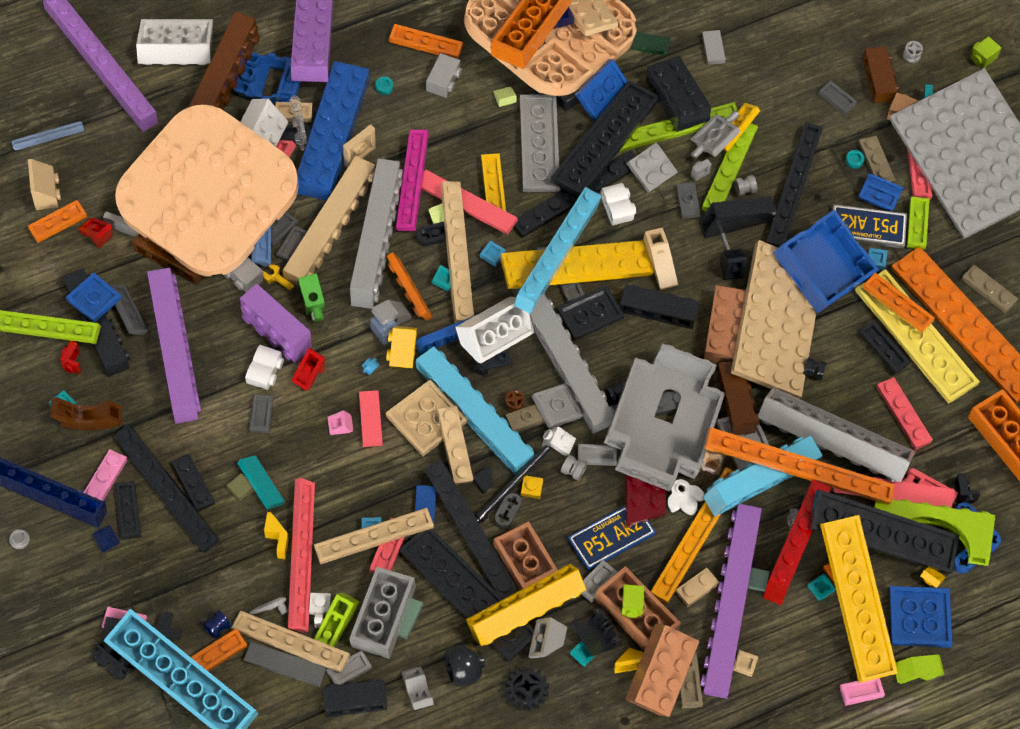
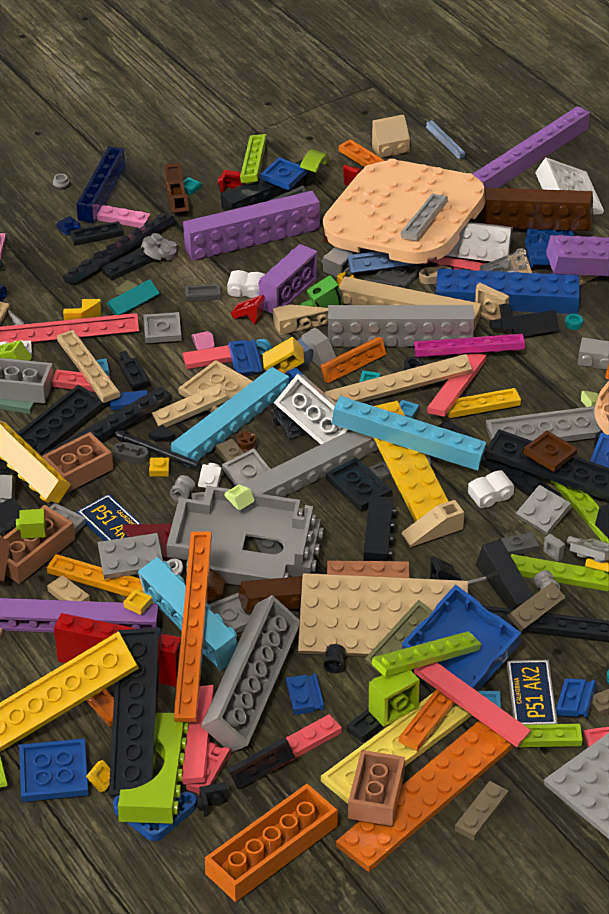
camera: 85 degrees right, 20 degrees down
(76, 260) = (313, 160): none -> lime slope
(179, 437) = (158, 247): none -> light grey plate
(245, 168) = (424, 217): none -> light grey tile
(316, 459) = (162, 327): none -> light grey plate
(330, 328) = (297, 317): none -> tan slope
(382, 495) = (133, 371): none -> black hinge
(387, 384) = (245, 357): none -> blue plate
(389, 123) = (525, 324): none -> black piece
(593, 140) = (550, 451): none -> reddish brown plate
(627, 408) = (240, 496): none -> yellowish green slope
(670, 521) = (128, 555): none -> light grey plate
(742, 518) = (138, 602): none -> yellow plate
(781, 197) = (536, 606): none -> dark tan plate
(809, 308) = (394, 639): none -> olive plate
(848, 401) = (304, 694): none -> blue plate
(854, 285) = (426, 653): none -> lime plate
(884, 323) = (393, 696): none -> lime brick
(891, 267) = (474, 703): none -> coral tile
(935, 443) = (261, 763): none -> black plate
(981, 355) = (376, 787): none -> nougat brick

